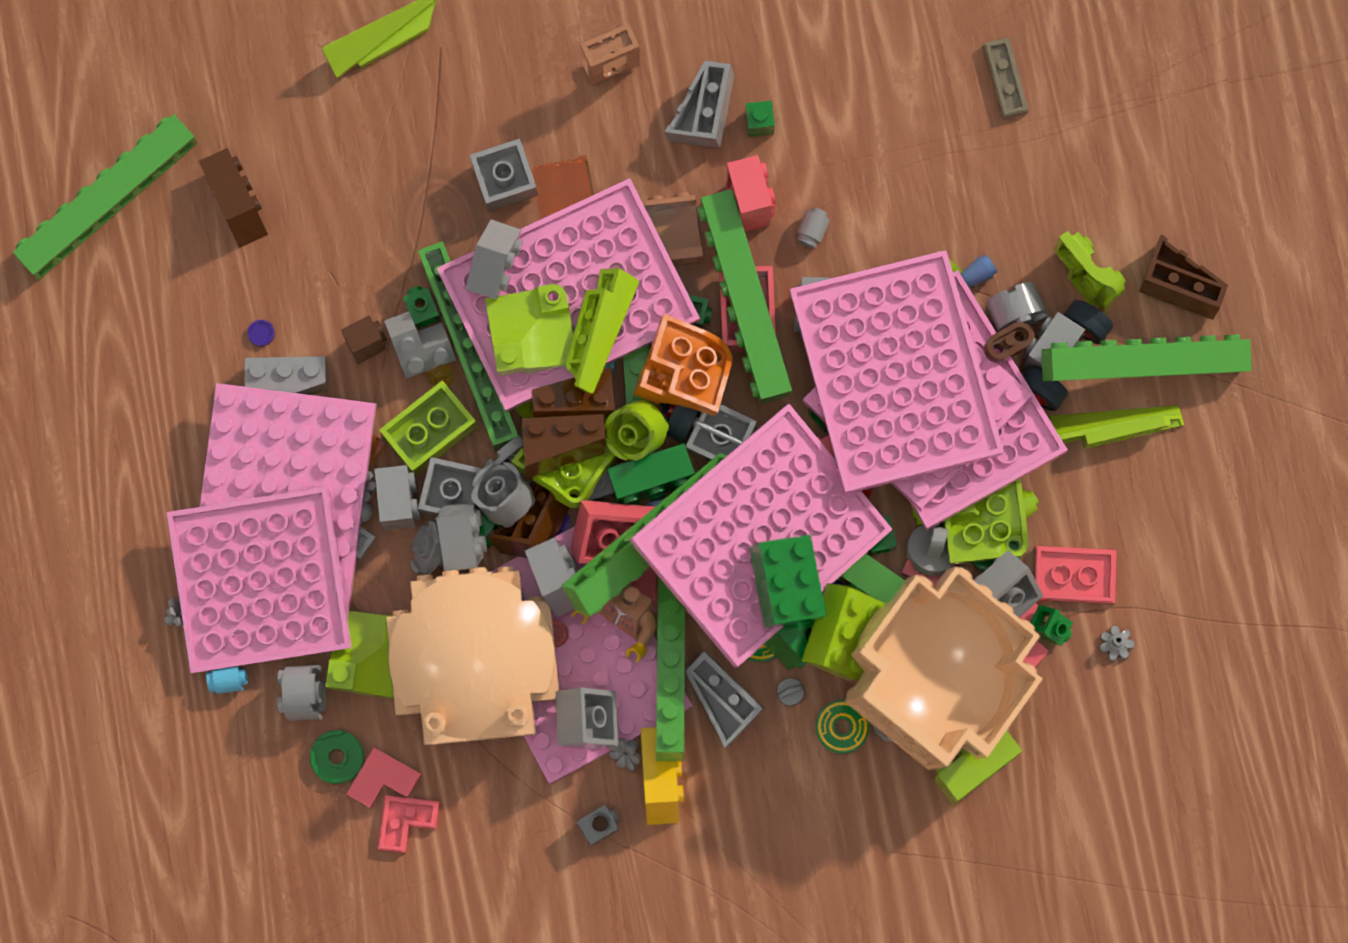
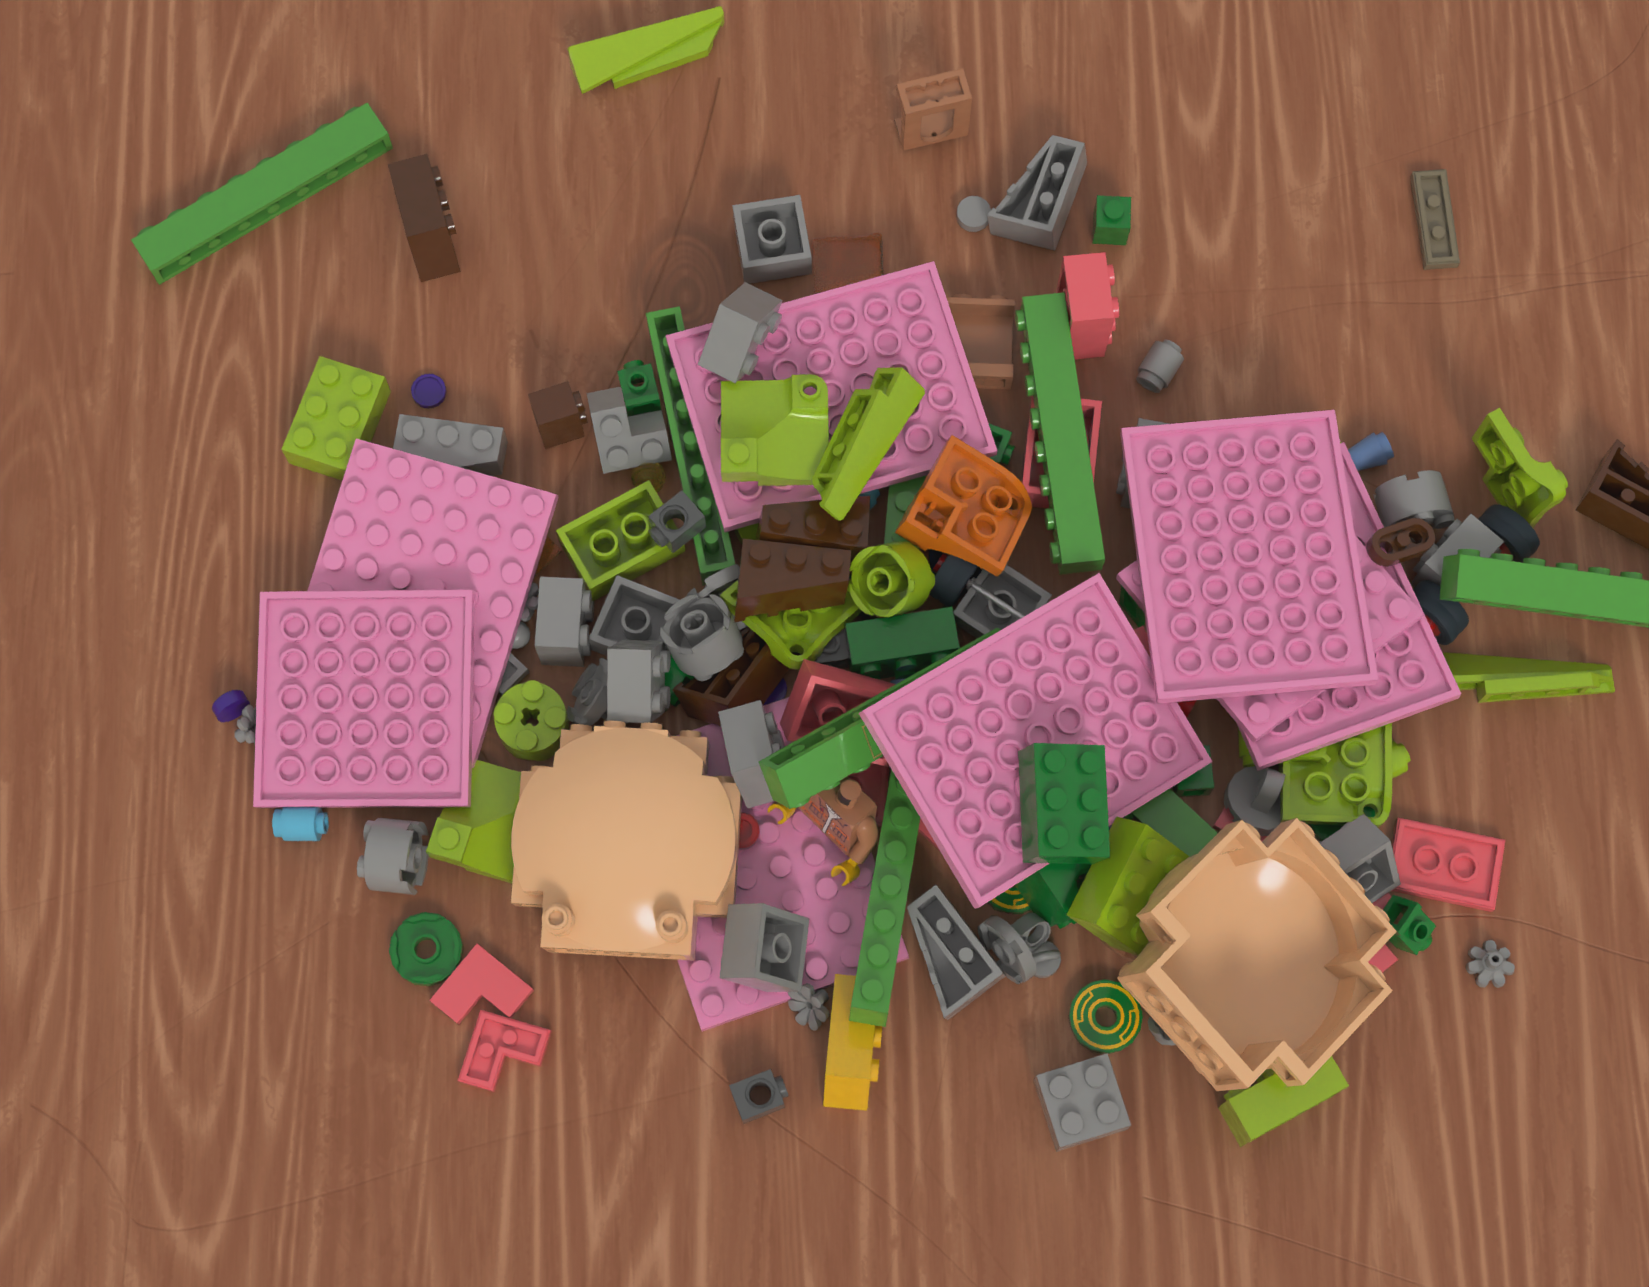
camera: 10 degrees right, 5 degrees down
(158, 599) = (230, 705): none -> dark purple tile
(195, 366) = (334, 412): none -> lime brick
(385, 560) = (519, 705): none -> lime brick
(469, 399) = (677, 507): none -> dark grey brick
(653, 128) = (973, 213): none -> light grey tile
(768, 685) = (1013, 944): none -> light grey tile
(833, 792) = (1081, 1102): none -> light grey brick

